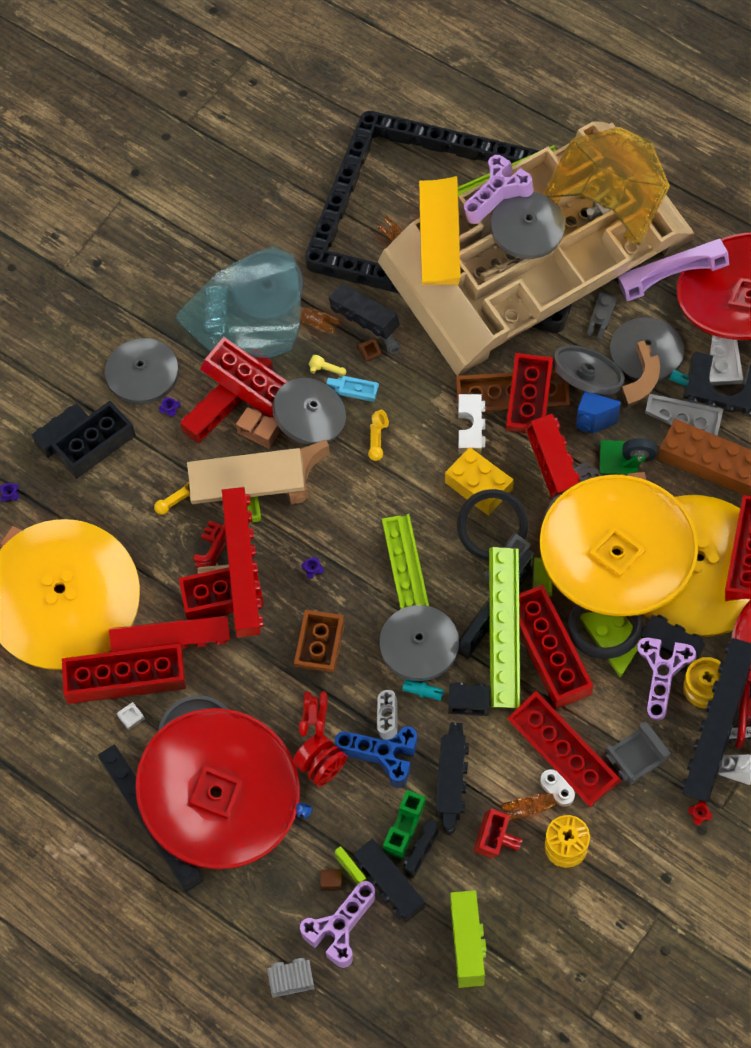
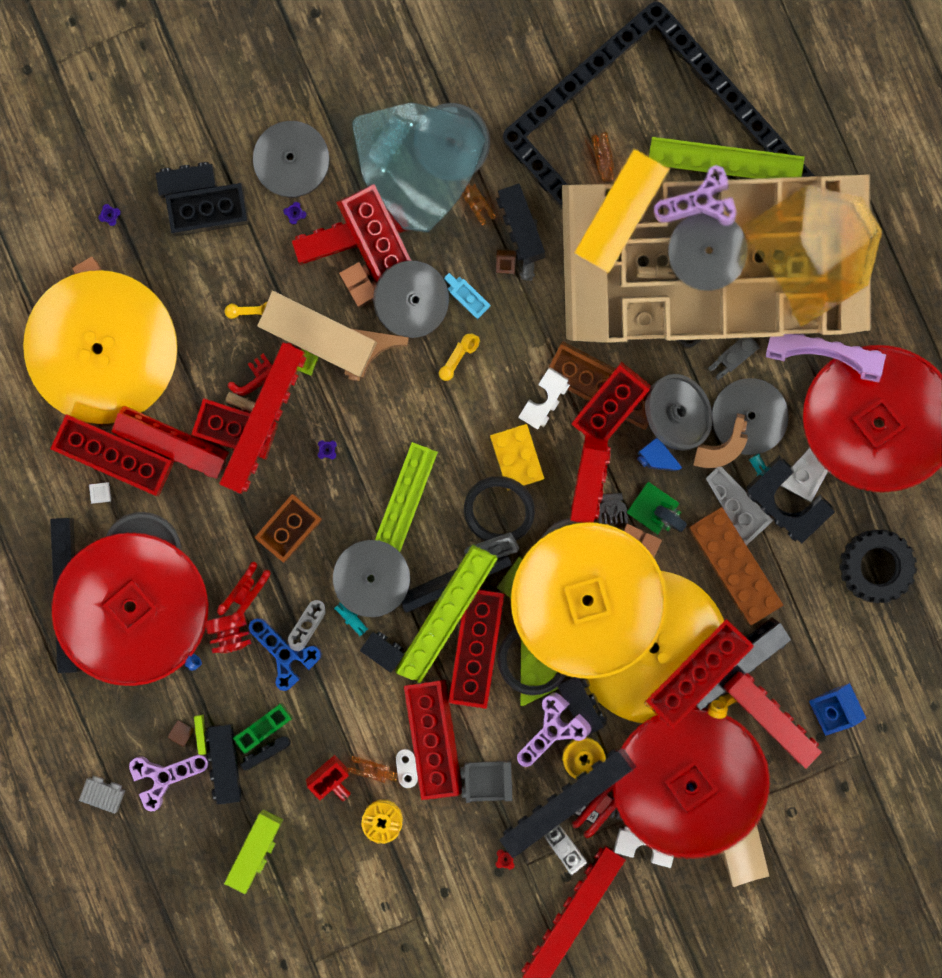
camera: 30 degrees right, 25 degrees up
(318, 362) = (450, 249): light yellow piece -> none
(450, 777) = (326, 707): black hinge -> none

